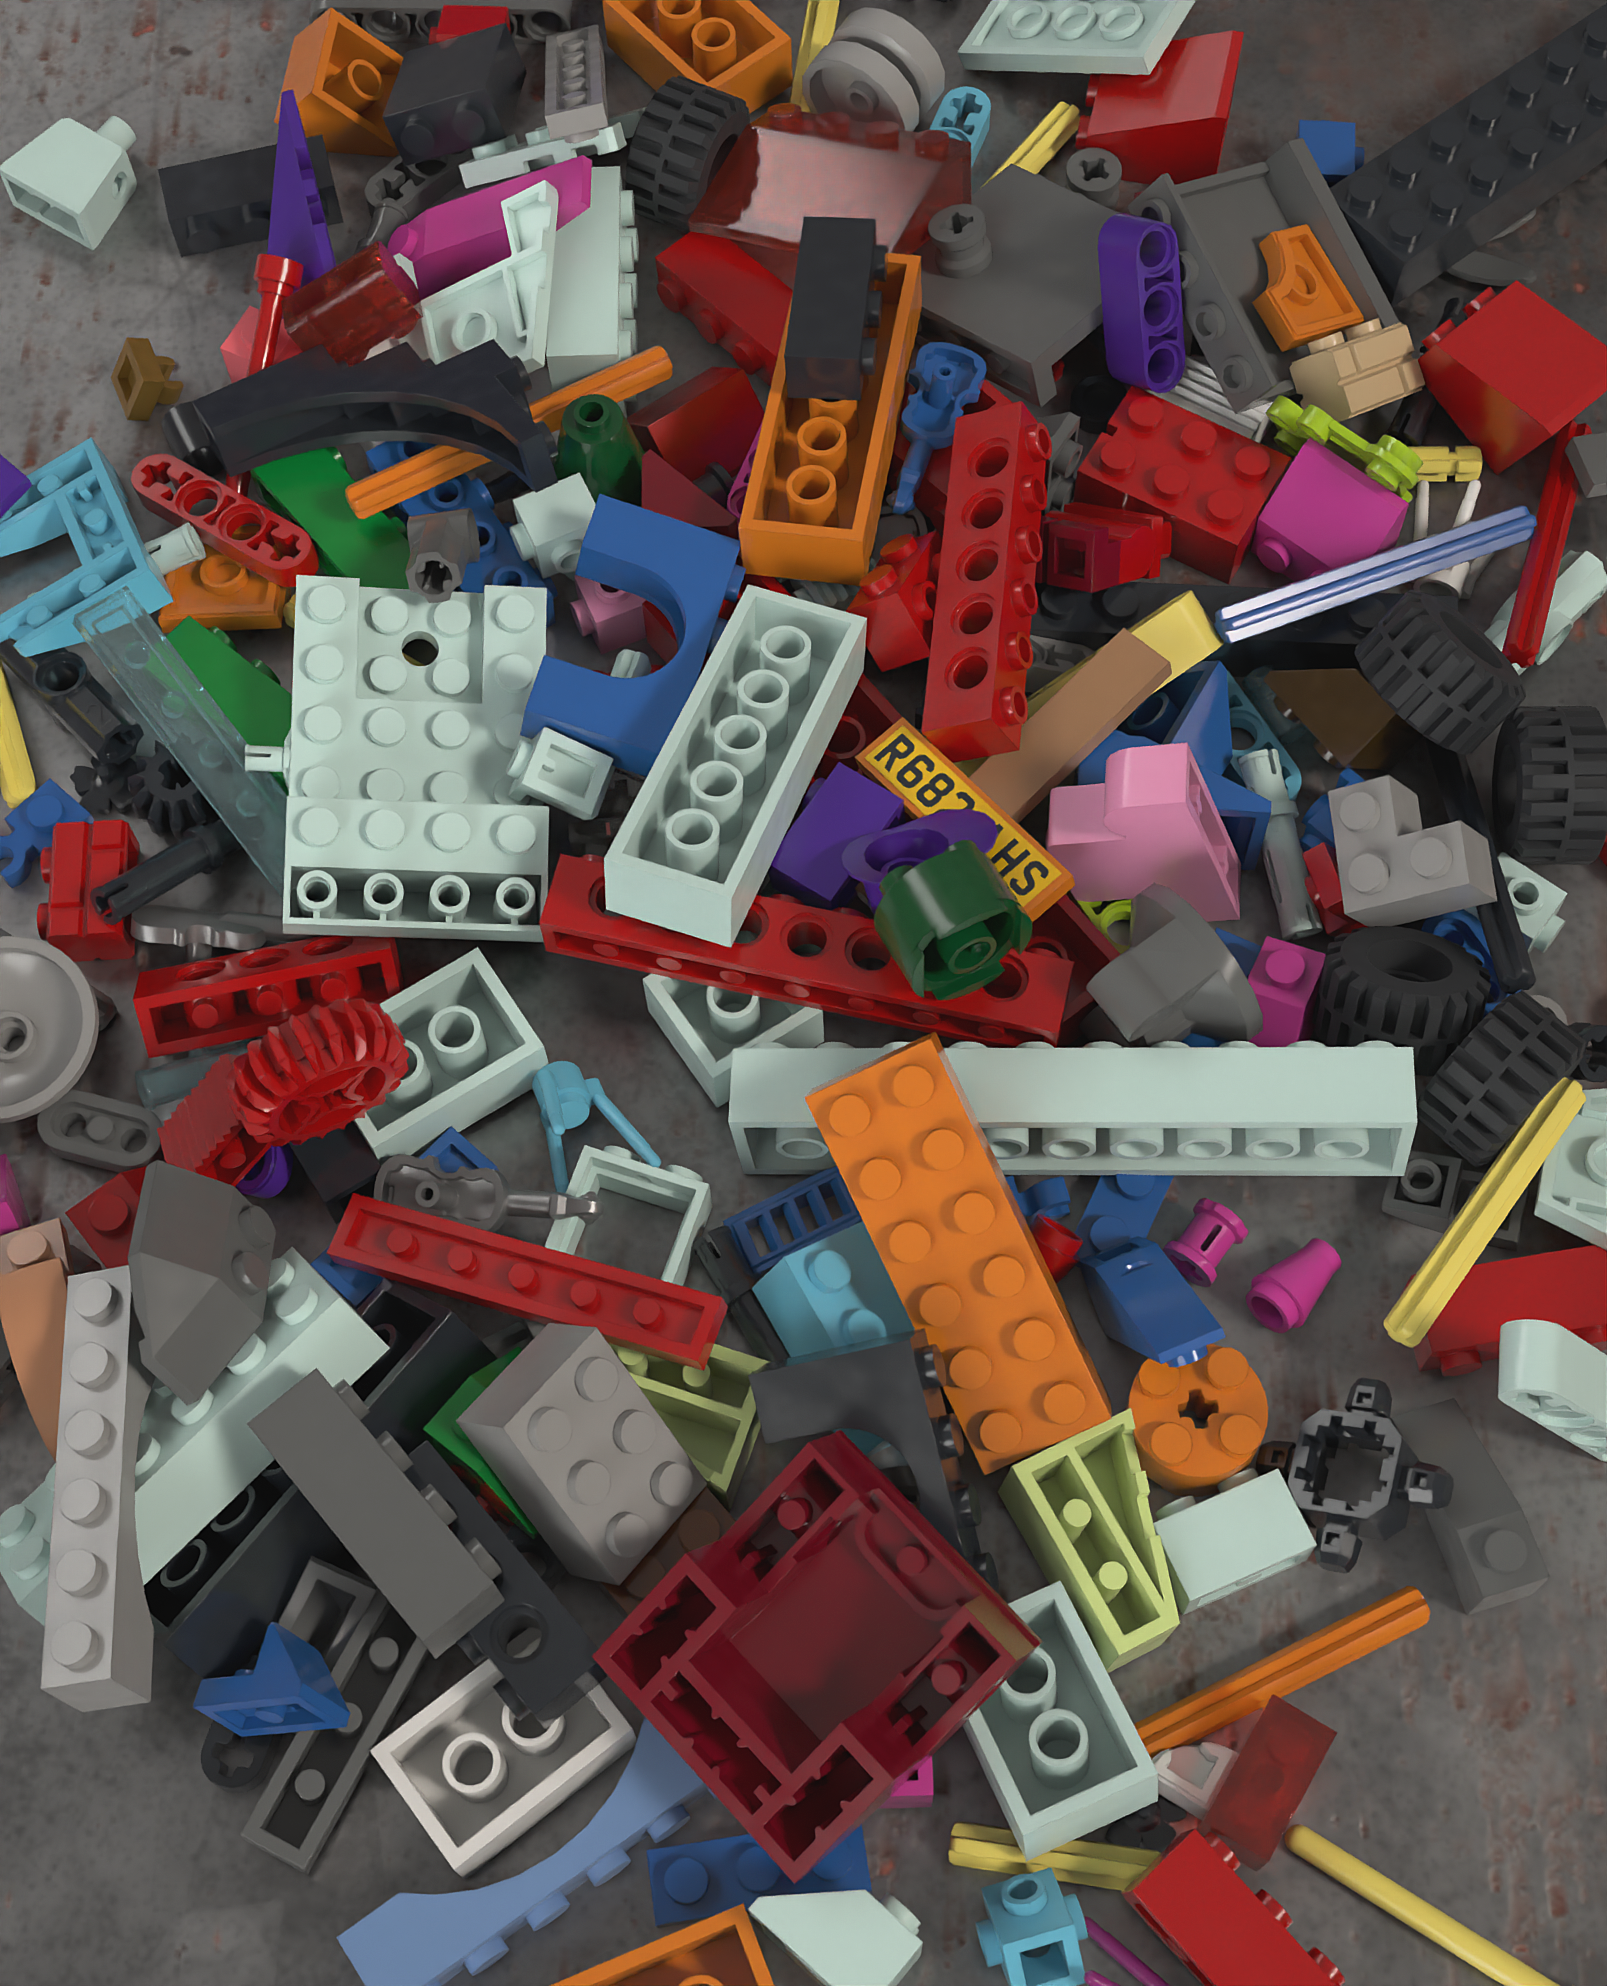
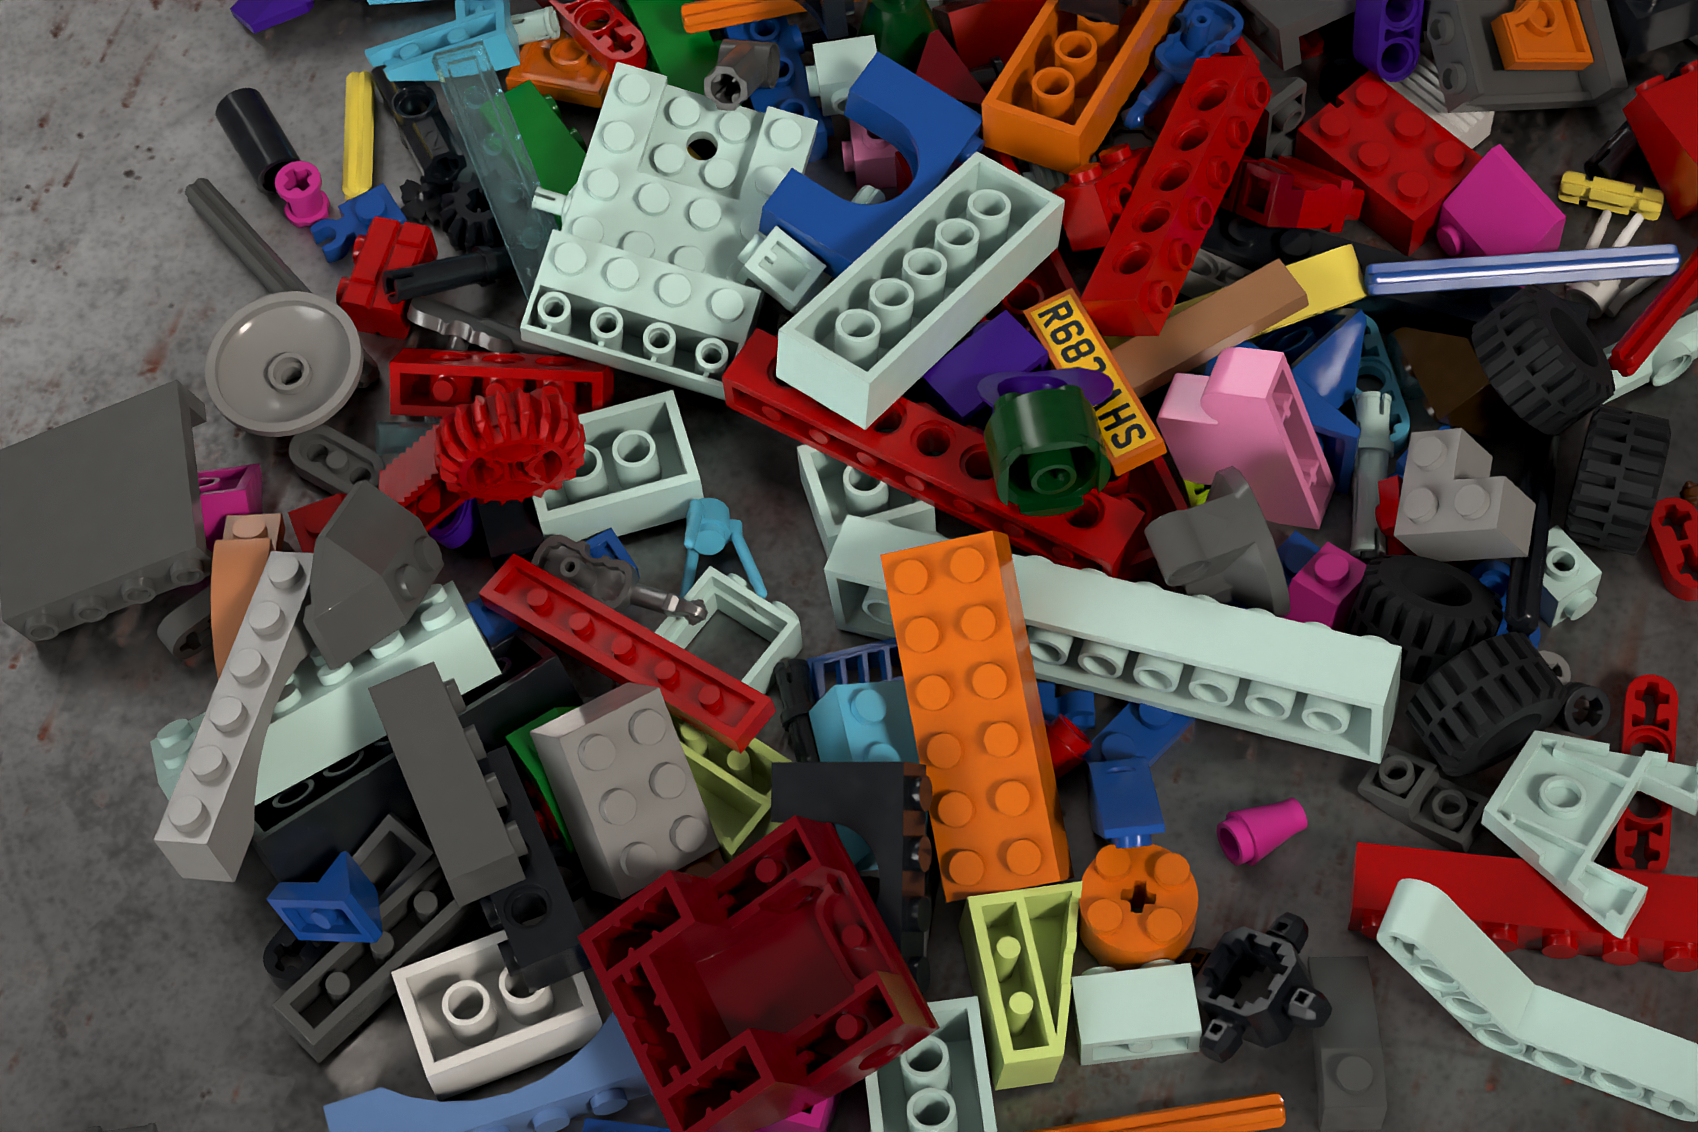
camera: 20 degrees right, 5 degrees down
(1223, 1231) = (1186, 792): dark pink bush -> none
(1358, 373) = (1568, 104): tan brick -> none
(1386, 462) = (1553, 176): lime plant -> none
(1483, 1214) = (1435, 804): light yellow axle -> none

